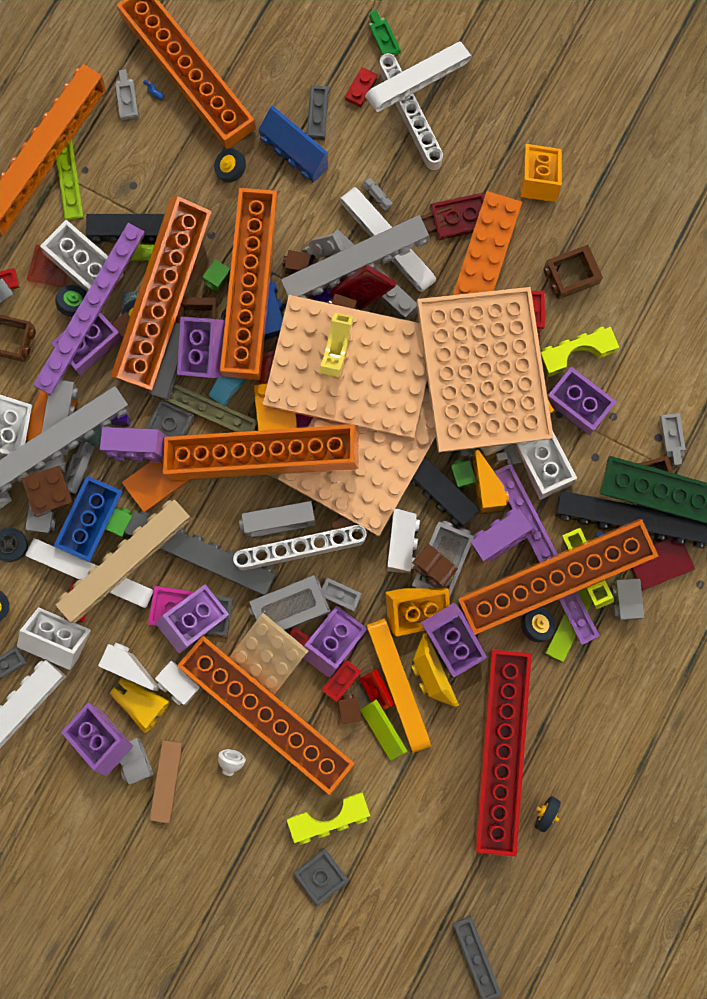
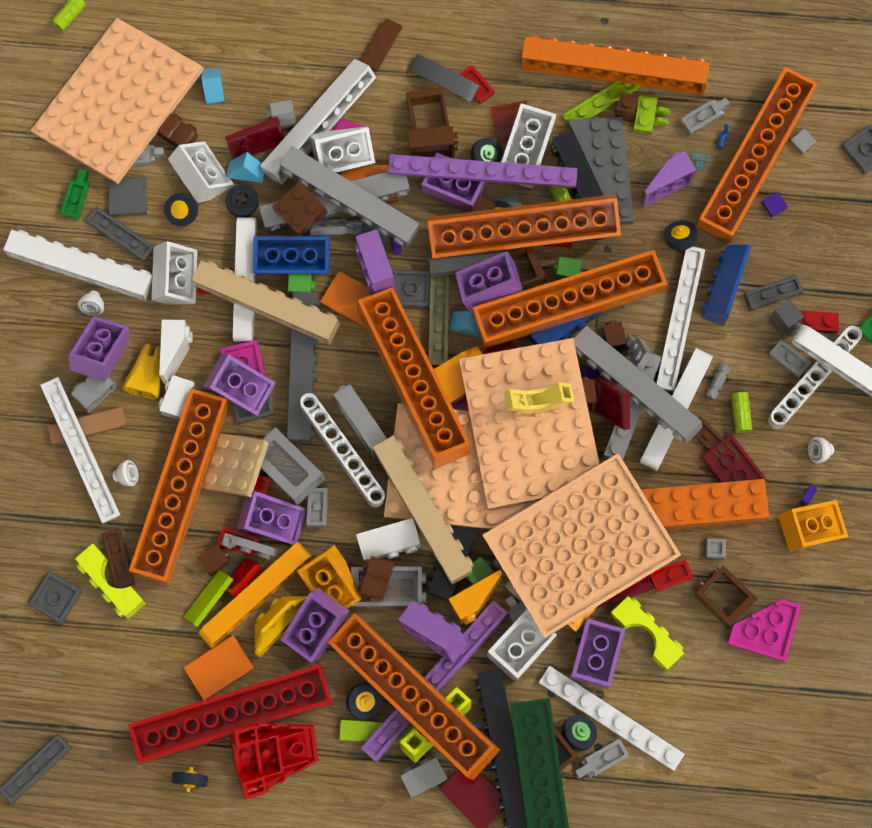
camera: 70 degrees right, 5 degrees down
(37, 343) = (432, 141): none -> reddish brown window
(46, 729) = (91, 304): none -> white brick
(86, 159) = (626, 107): none -> reddish brown brick
(100, 146) = (645, 115): none -> lime hinge
(119, 195) = (606, 153): none -> dark grey wing
(166, 118) = (700, 158): none -> clear light blue tile
(171, 142) = (673, 176): none -> medium lavender slope
(188, 797) = (80, 450): none -> white plate
(190, 25) = (803, 141): none -> light grey tile
(237, 75) = (774, 204): none -> dark purple tile
(305, 198) = (680, 319): none -> white plate
(308, 801) = (117, 558): none -> reddish brown tile
(350, 109) = (786, 319): none -> dark grey brick
(352, 672) = (247, 546): none -> light grey hinge
(384, 125) = (789, 359): none -> light grey plate
(390, 496) = (422, 509): none -> tan brick
(415, 186) = (741, 412): none -> lime axle
(452, 746) = (219, 668): none -> orange tile
(477, 137) = (820, 450): none -> white brick
(512, 164) = (808, 495): none -> dark purple tile
(525, 262) = (715, 548): none -> light grey tile
(554, 730) = (270, 754): none -> red wedge
(616, 250) = (767, 631): none -> dark pink plate
(638, 415) = (611, 718): none -> white plate
(642, 447) = (579, 732): none -> black wheel

